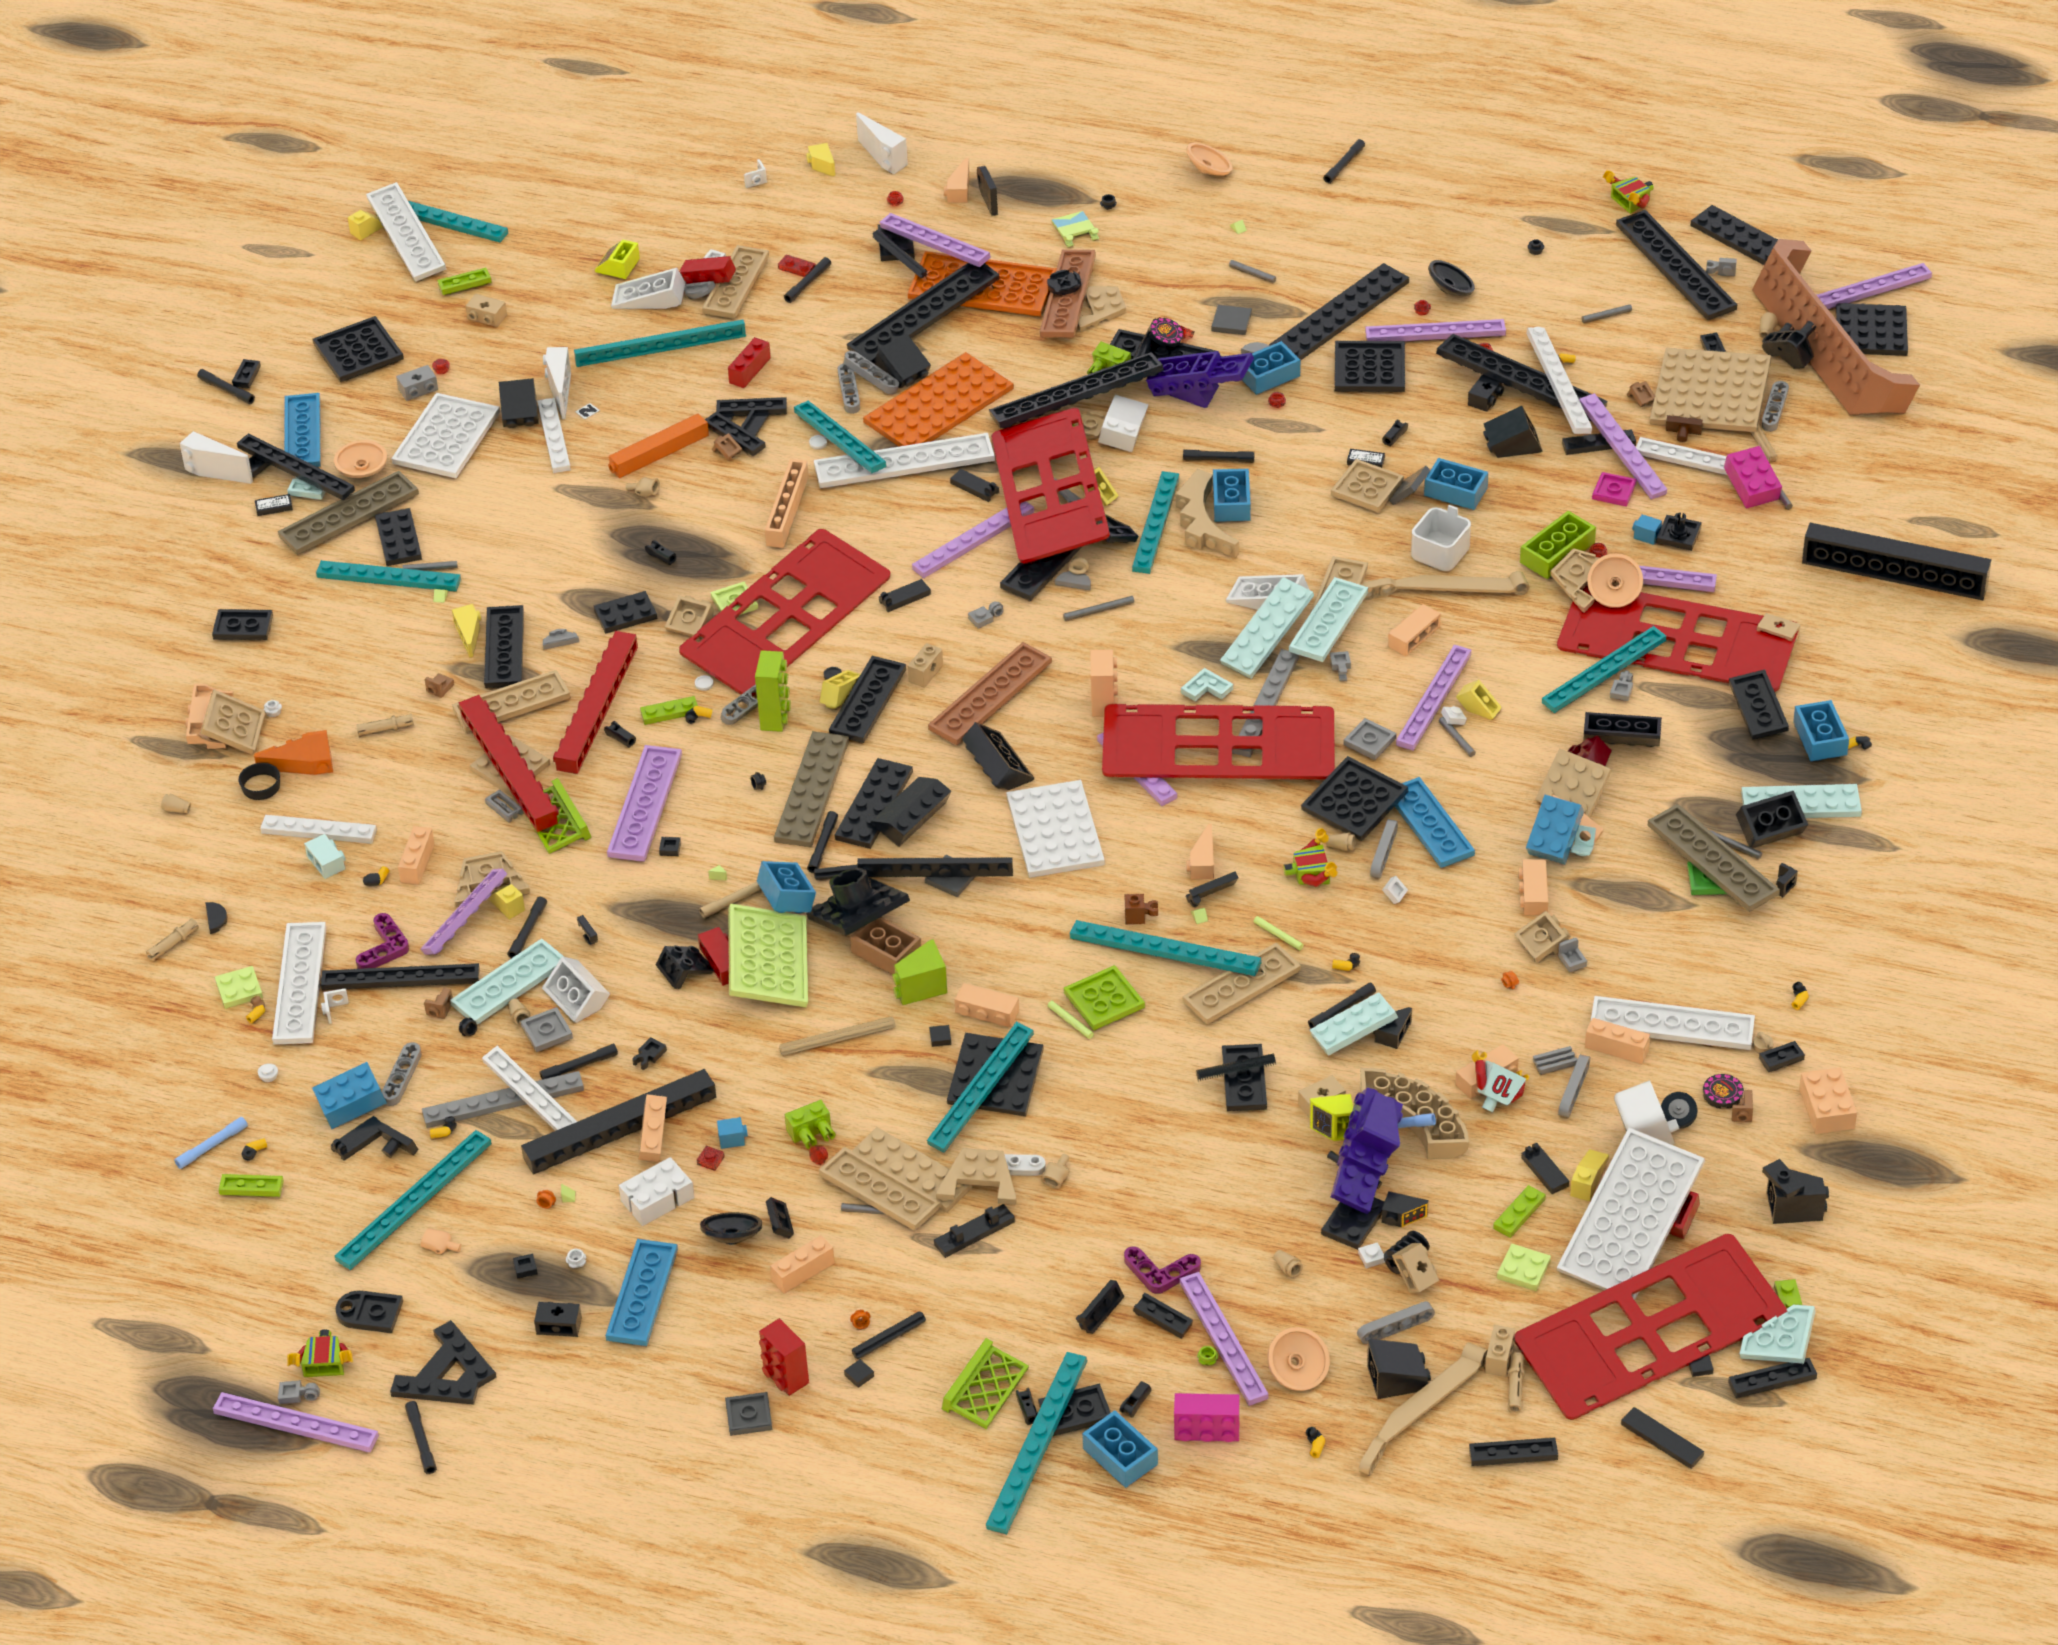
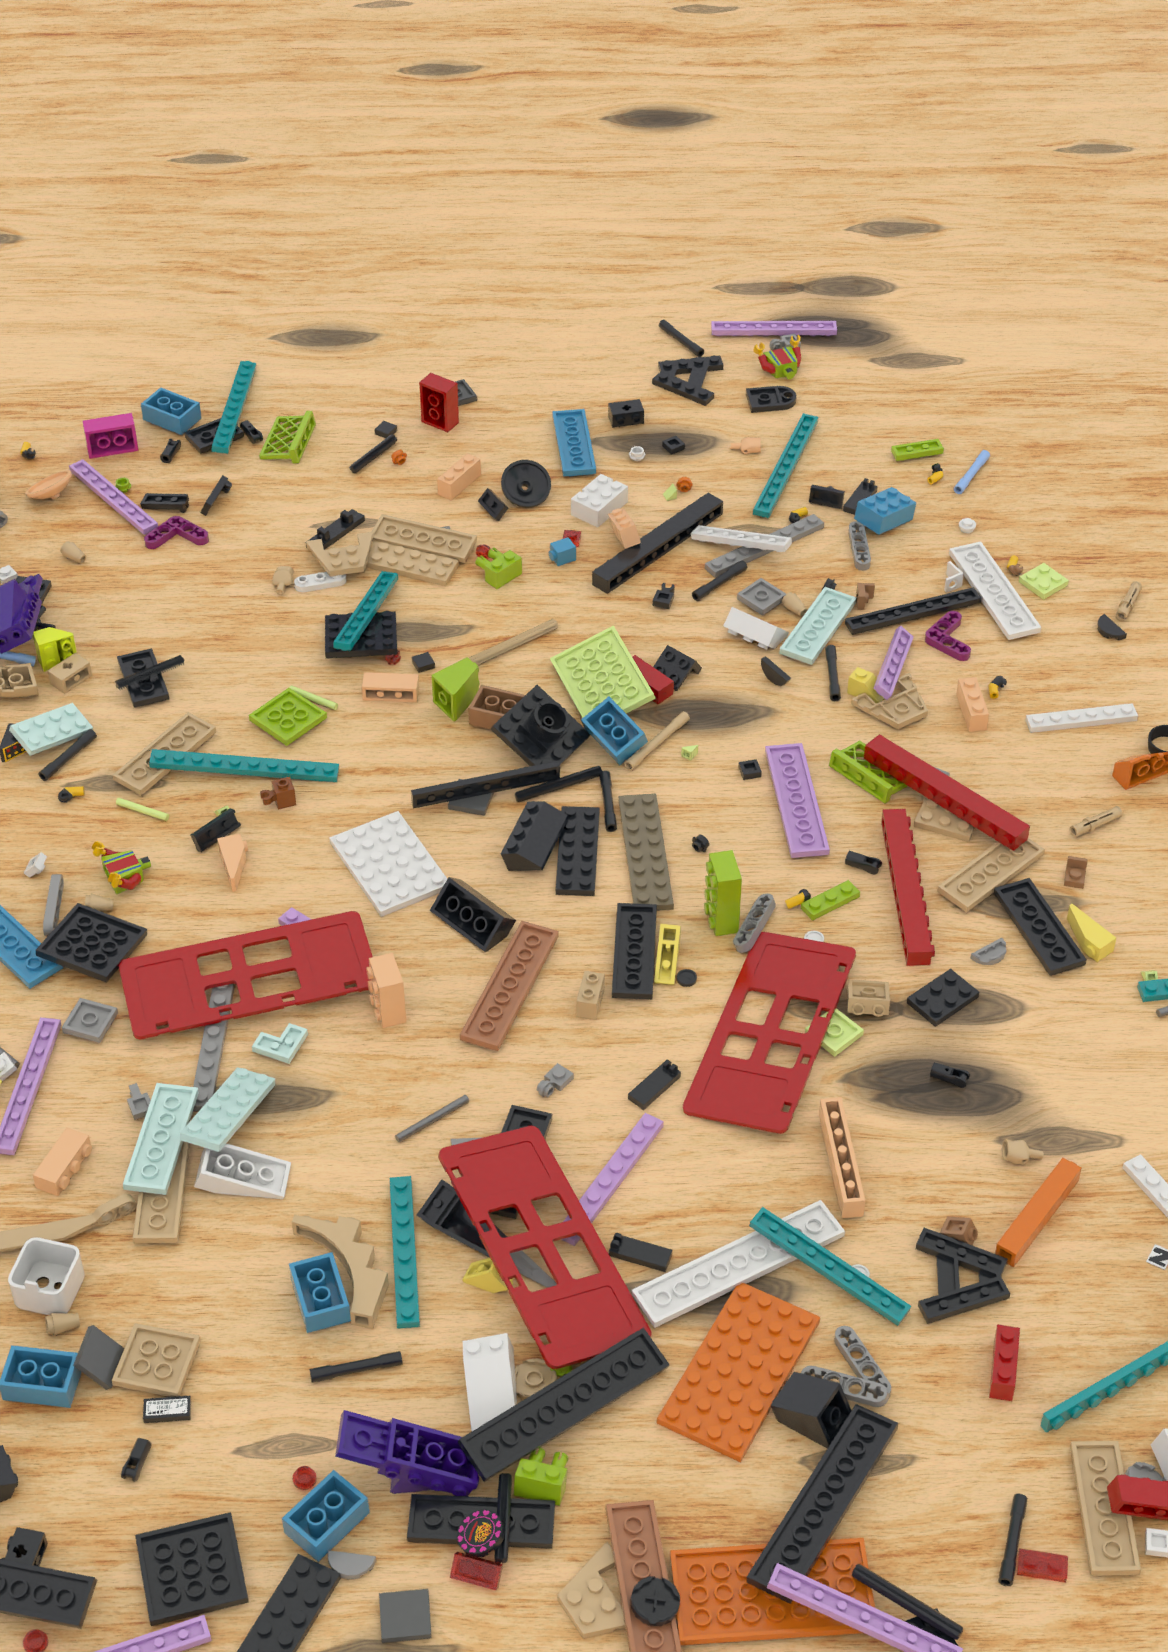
camera: 160 degrees right, 0 degrees up
(325, 856) = (1054, 689): light aqua brick -> none

